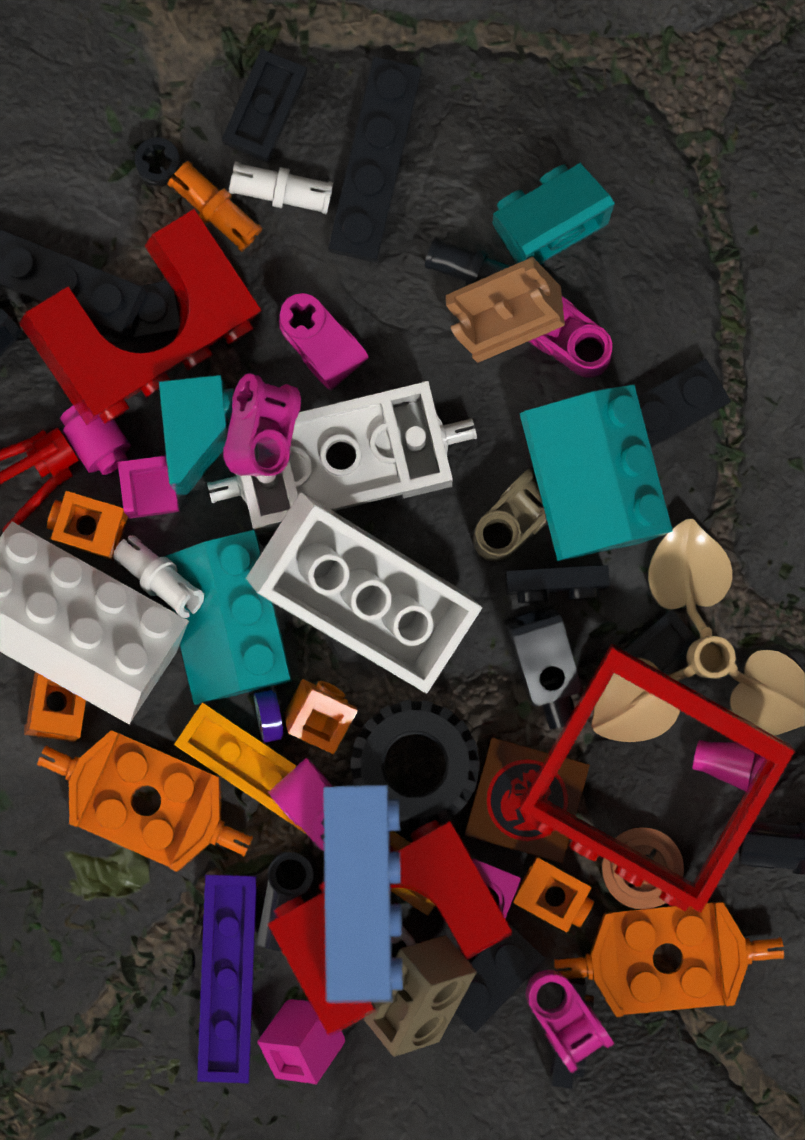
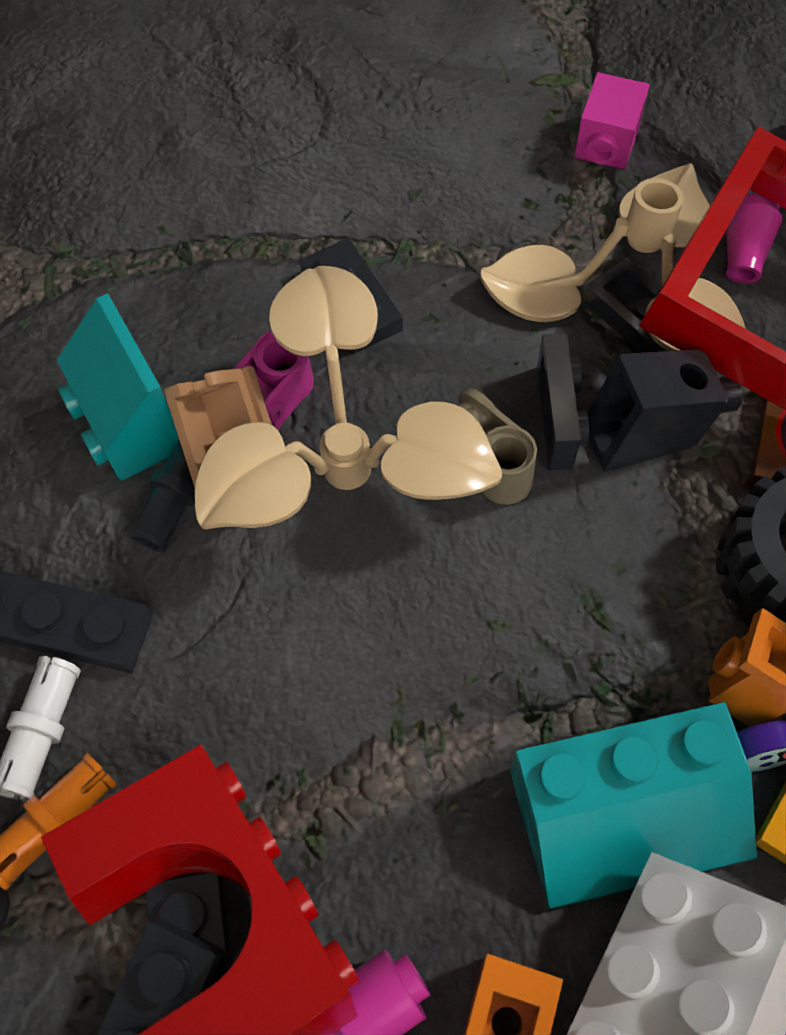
camera: 90 degrees left, 20 degrees down
(147, 487) = (449, 921): dark pink panel -> none
(158, 576) = (584, 903): white pin -> none
(195, 427) = (365, 838): teal slope -> none
(261, 423) = (383, 721): dark pink piece -> none
(327, 346) = (252, 668): dark pink piece -> none
(363, 593) = (599, 608): white brick -> none
(397, 450) = (425, 710): white brick -> none
(477, 470) = (259, 481): none -> tan plant
(596, 472) = (441, 346): teal slope -> none

